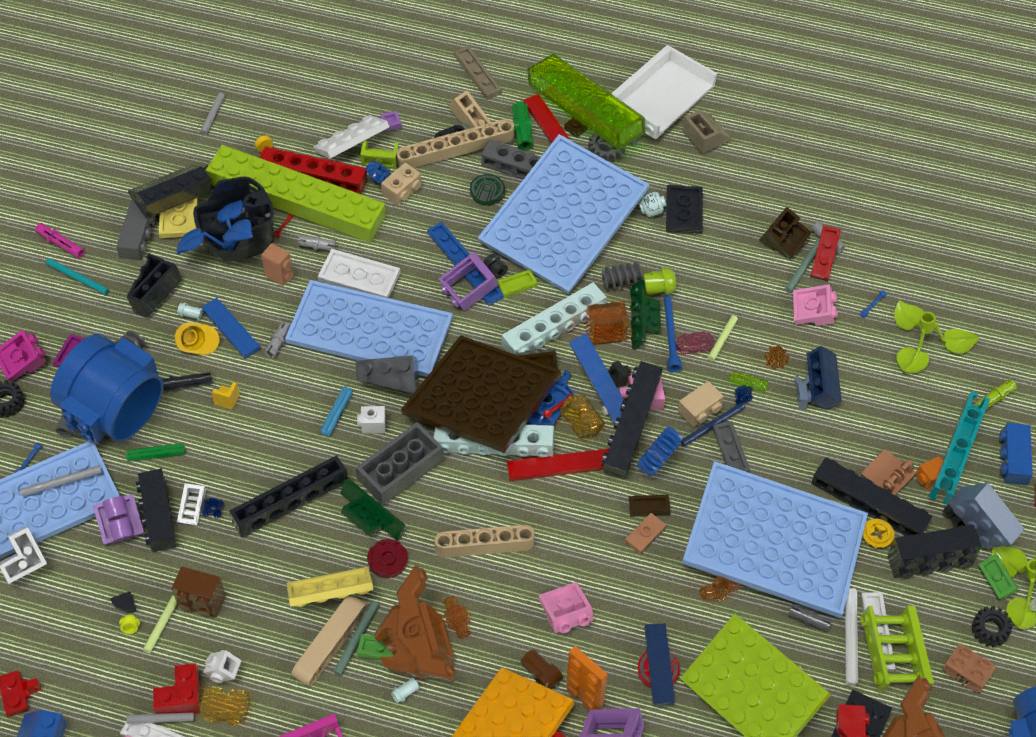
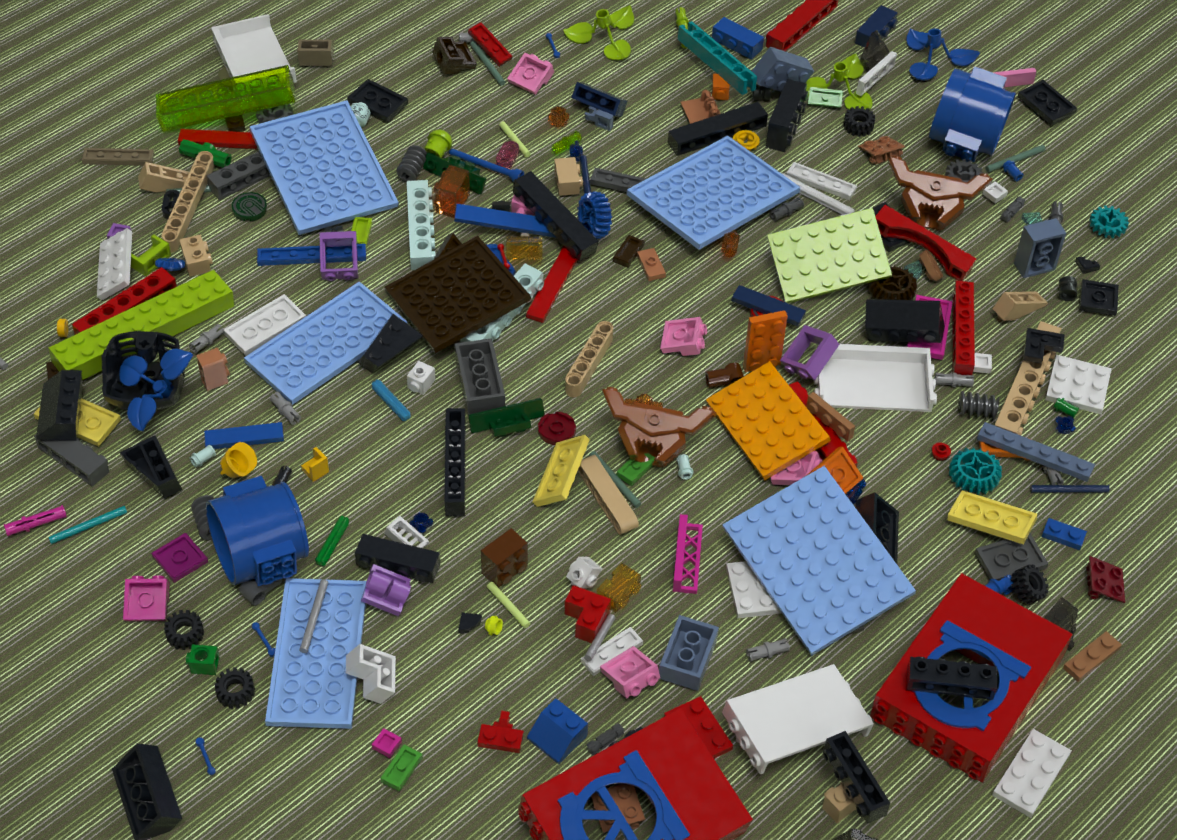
camera: 60 degrees left, 5 degrees down
(912, 638) = (848, 165): lime fence -> none

